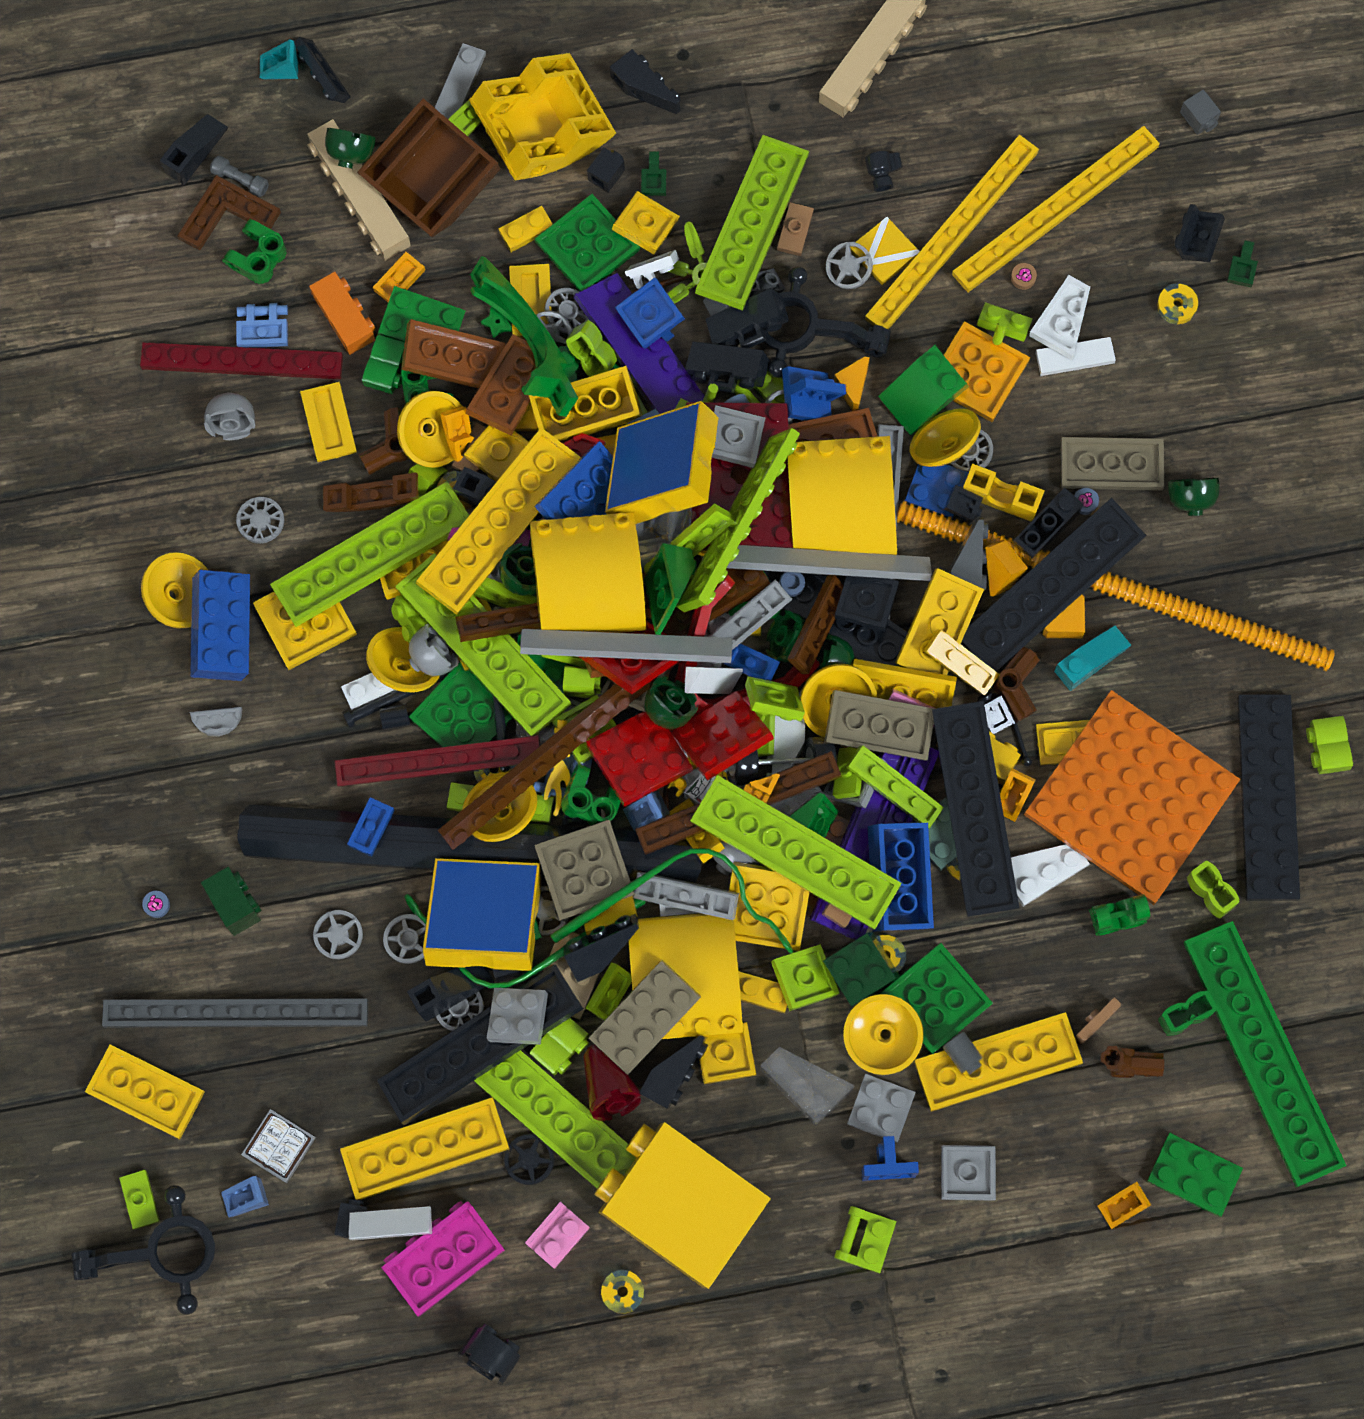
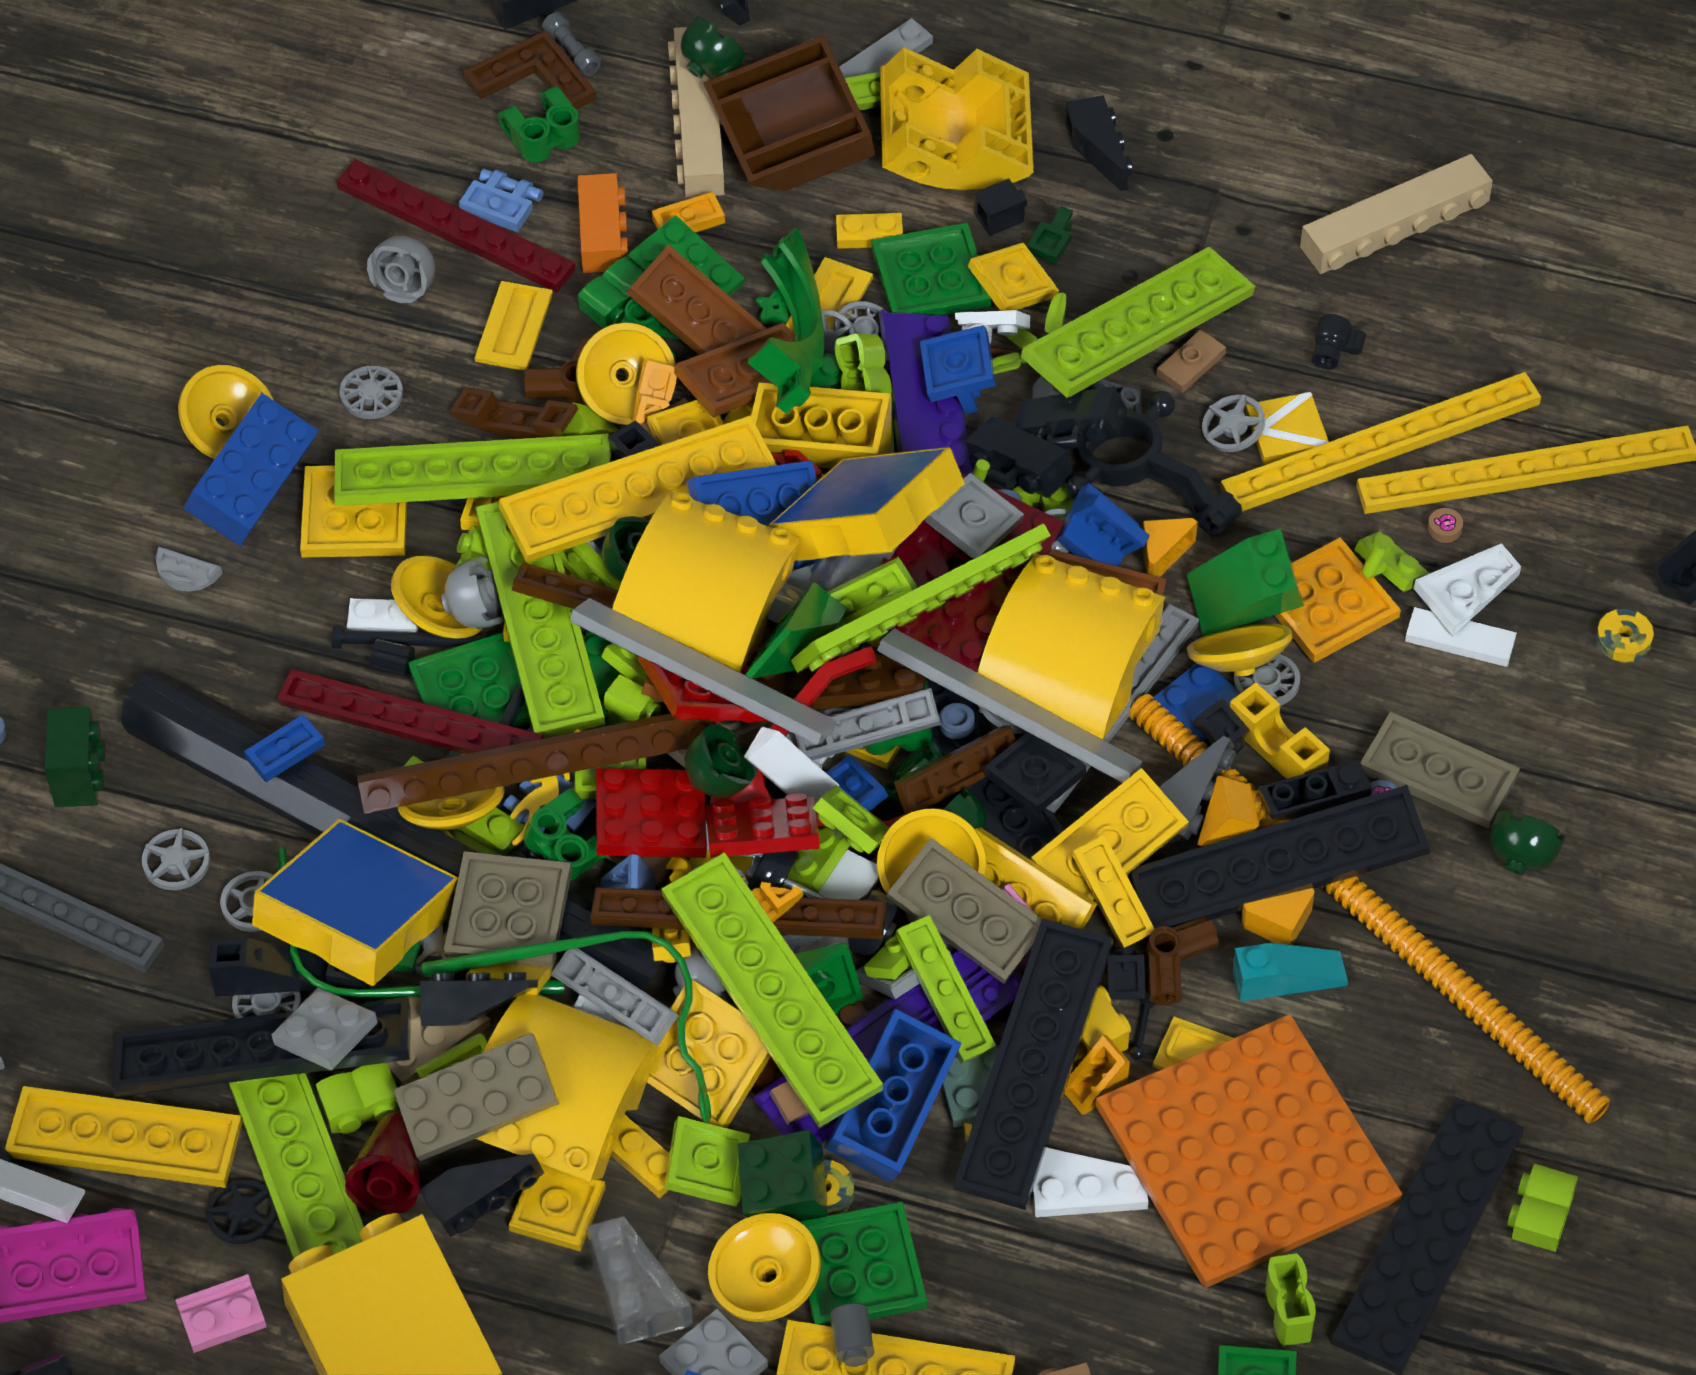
camera: 25 degrees right, 20 degrees down
(1120, 915) = (1138, 1275): green piece -> none

